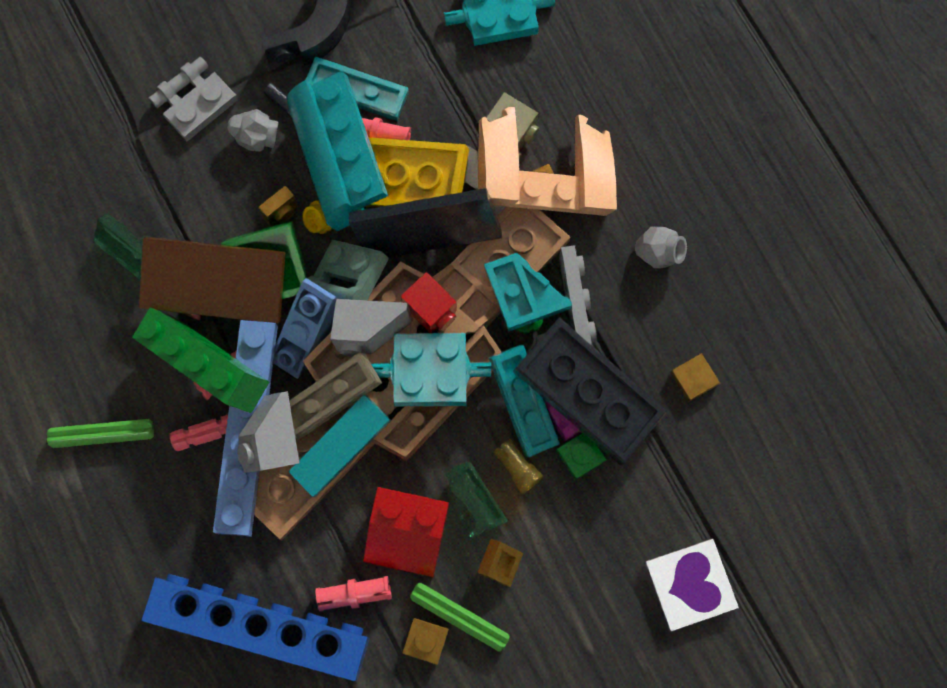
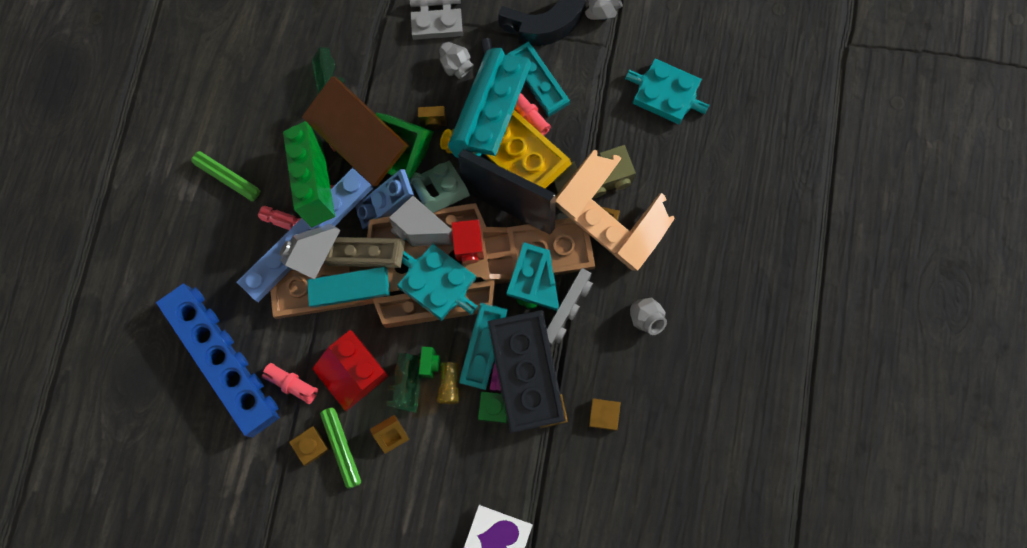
camera: 45 degrees right, 0 degrees up
(482, 460) = (429, 362): none -> green plate

